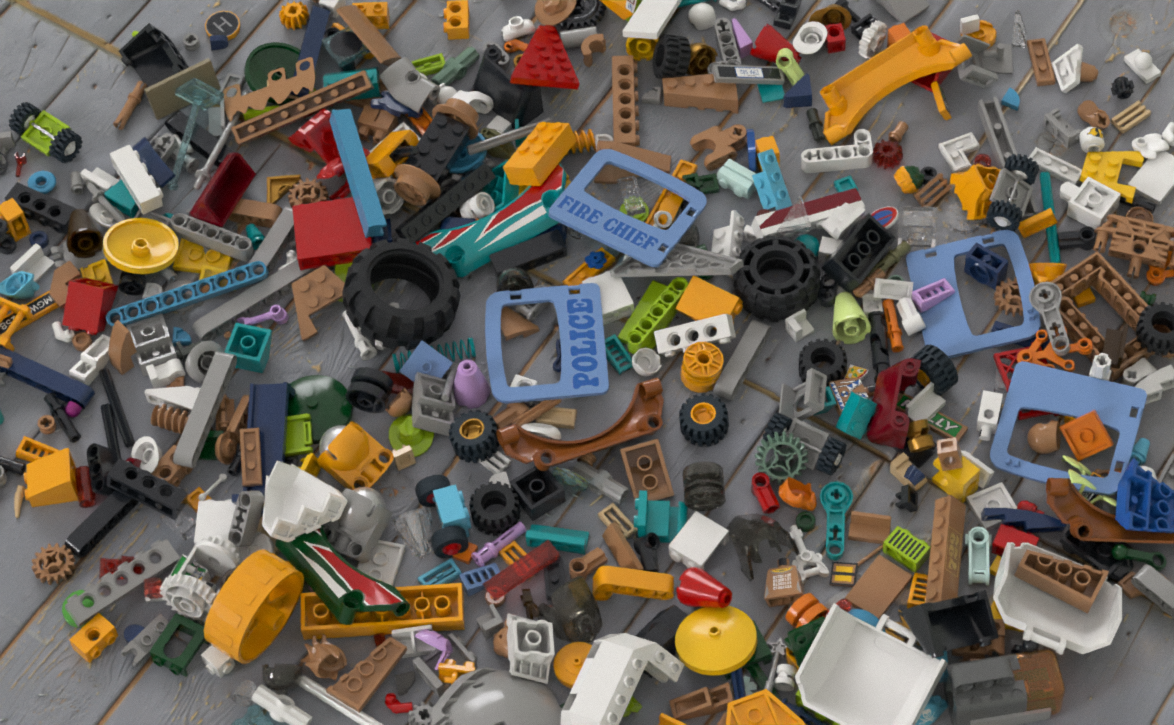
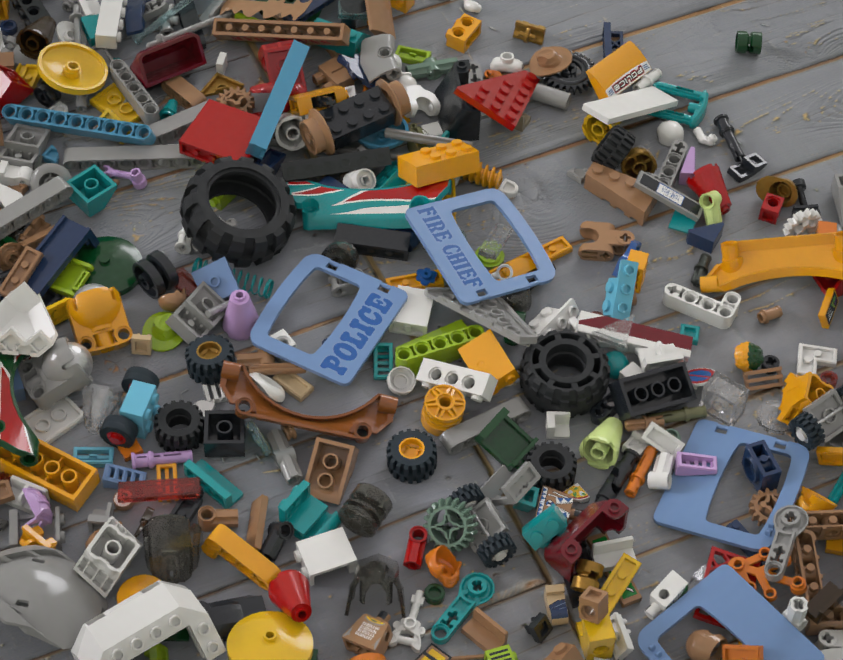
camera: 25 degrees right, 5 degrees down
(266, 166) = (221, 63): none -> white tile
(312, 295) = (170, 177): medium nougat wing -> none
(514, 325) = (318, 289): medium nougat slope -> none
(590, 45) = (556, 107): medium nougat piece -> none
(611, 173) = (540, 226): medium nougat wedge -> none
(624, 100) = (548, 167): medium nougat brick -> none
(627, 534) = (273, 513): tan tile -> none
(706, 183) = (565, 266): dark green slope -> none
(736, 179) = (596, 274): light aqua brick -> none
(771, 362) = (506, 440): none -> dark green panel
(810, 38) = (748, 196): white piece -> none
(887, 154) = (745, 326): clear red gear -> none
(935, 368) = (645, 527): black wheel -> none
(941, 421) = (620, 579): none -> yellow tile

